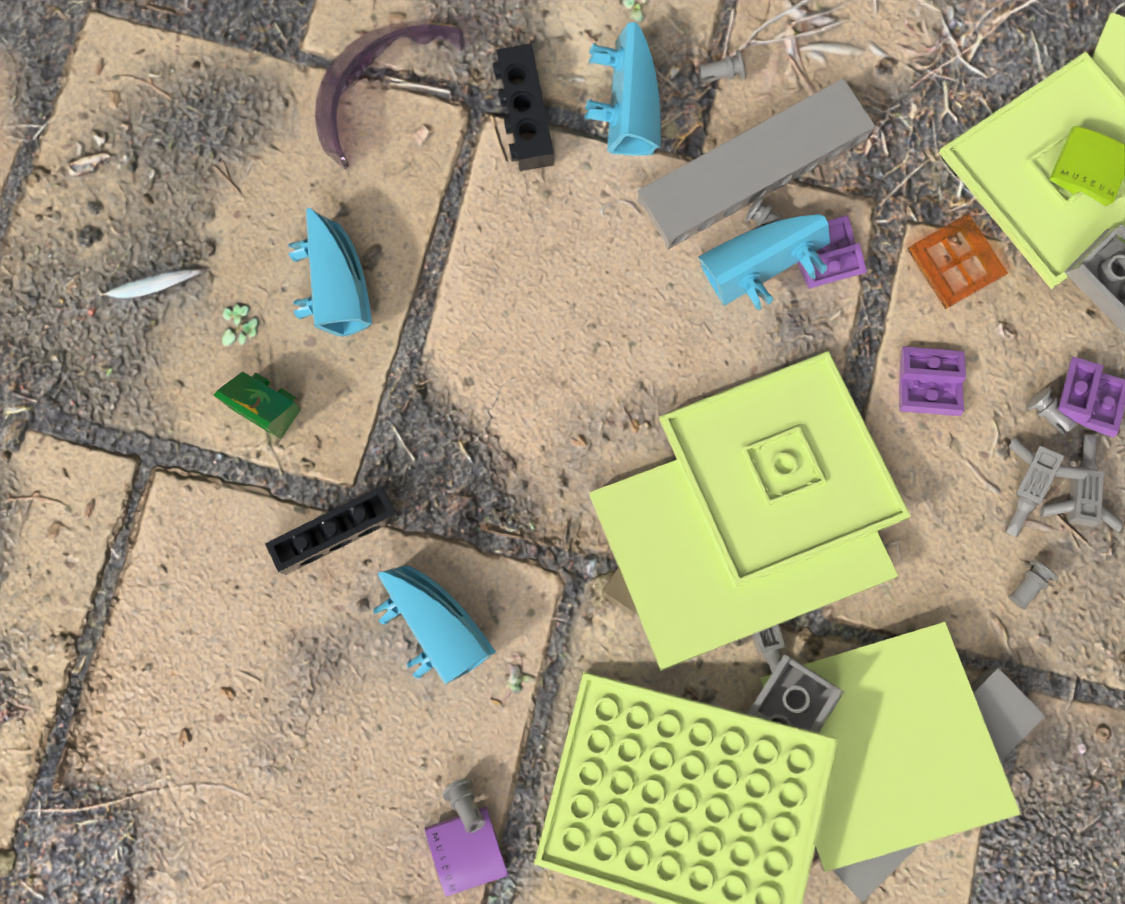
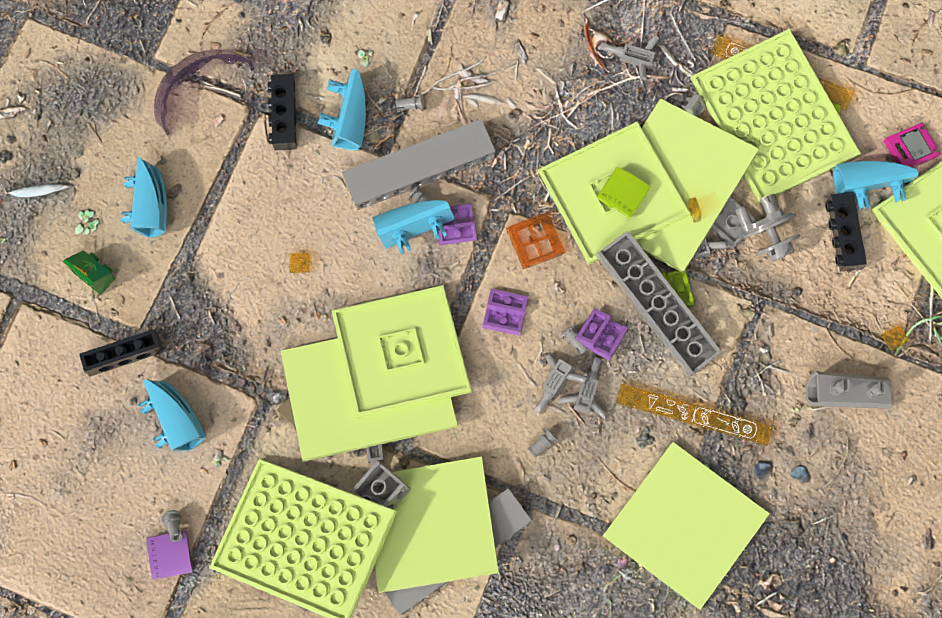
camera: 10 degrees right, 5 degrees down
(591, 346) = (299, 263): none -> clear yellow tile

